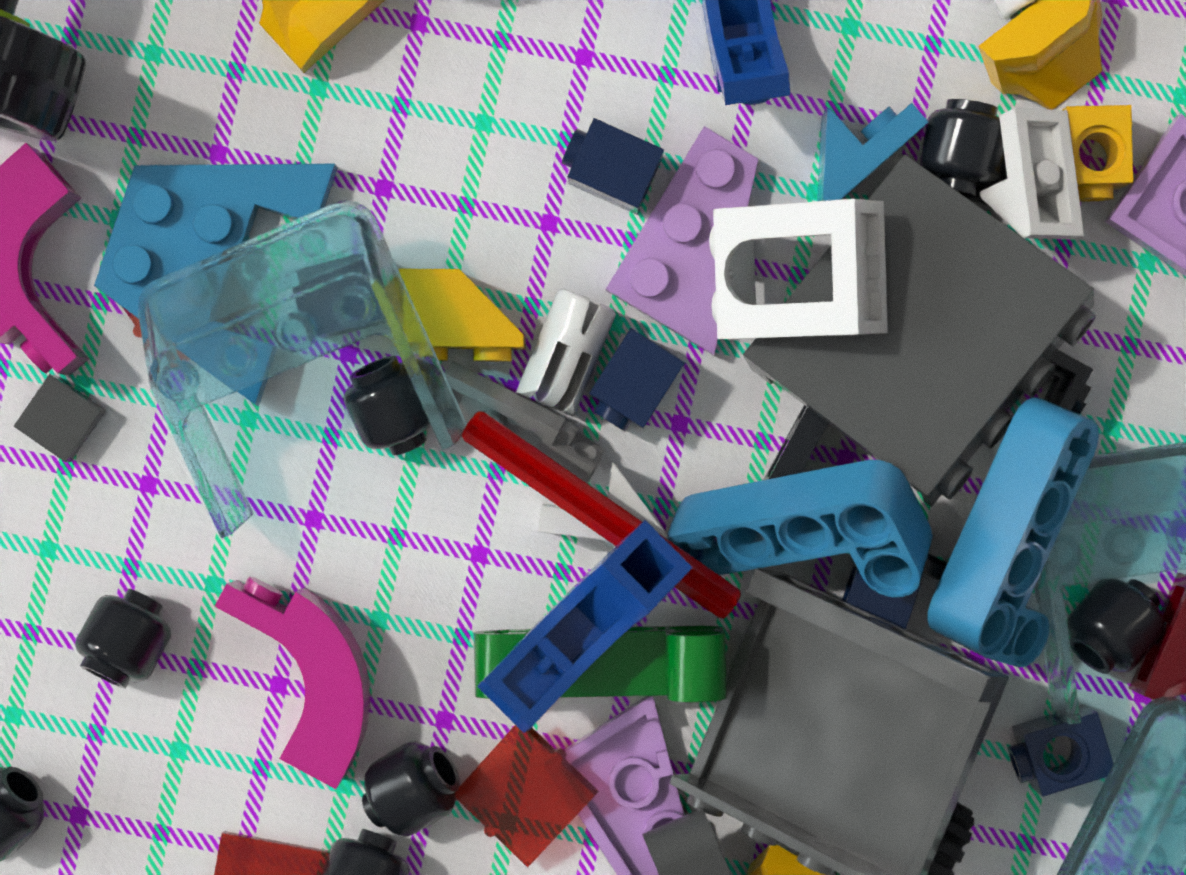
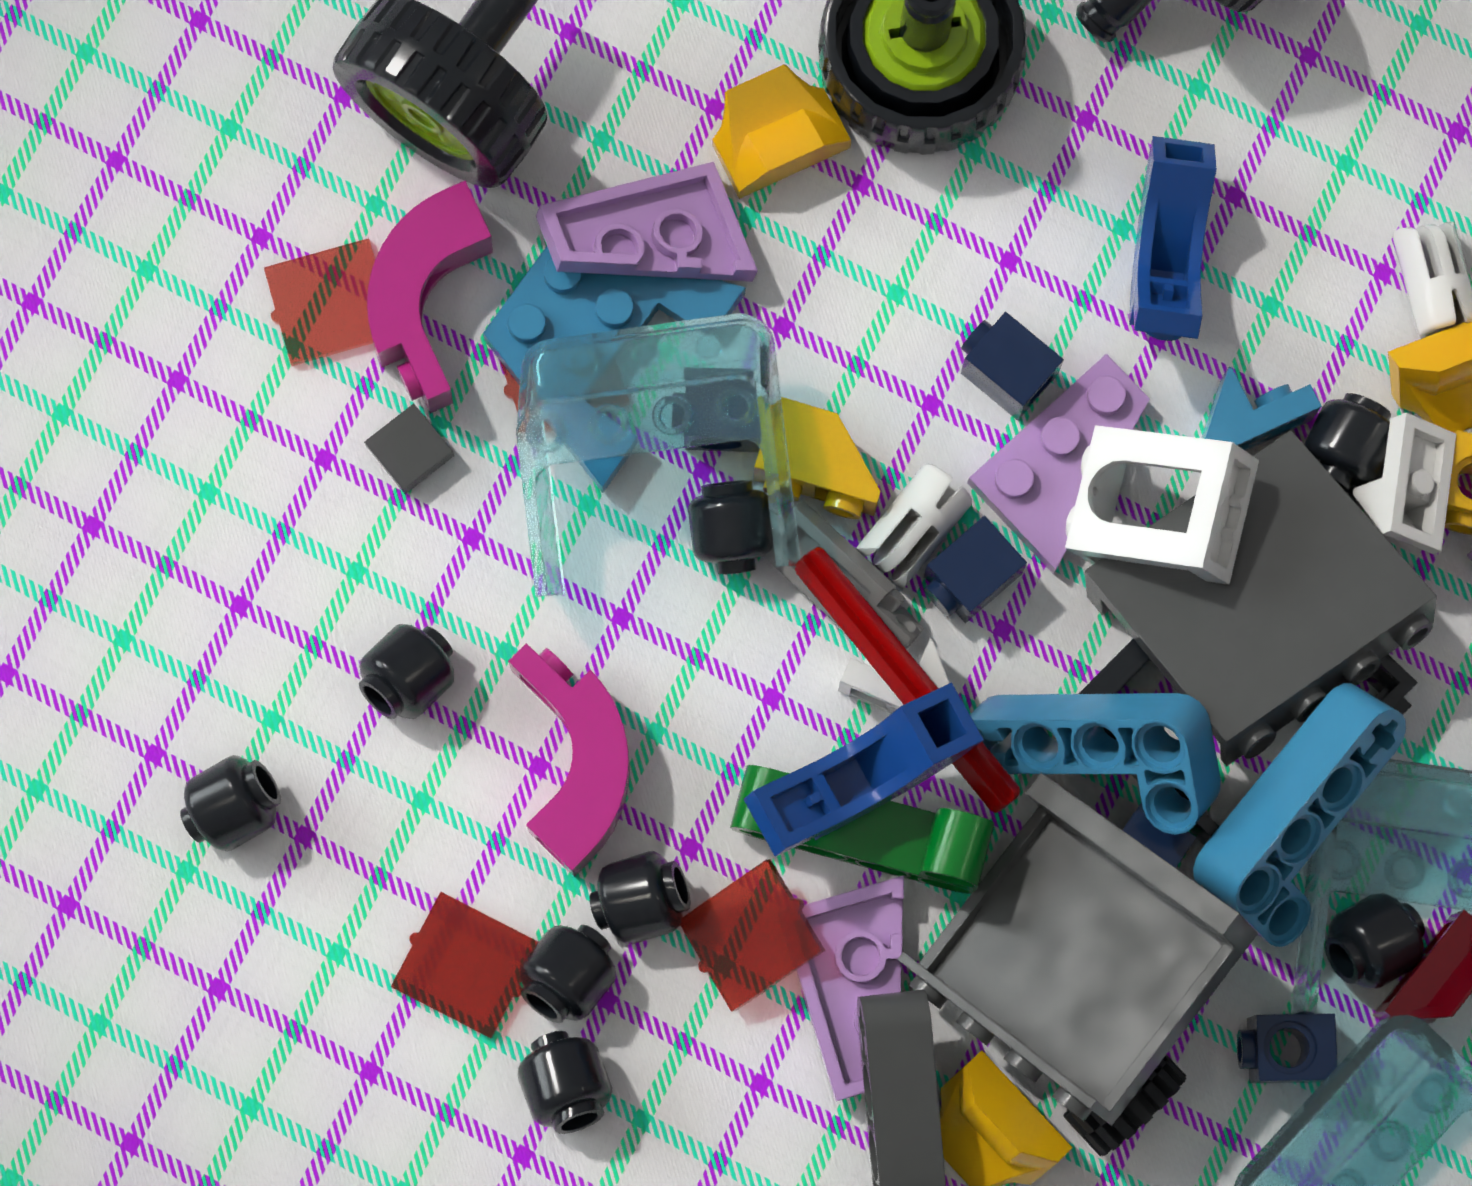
camera: 15 degrees right, 10 degrees down
(224, 134) = (651, 228): none -> lavender wing

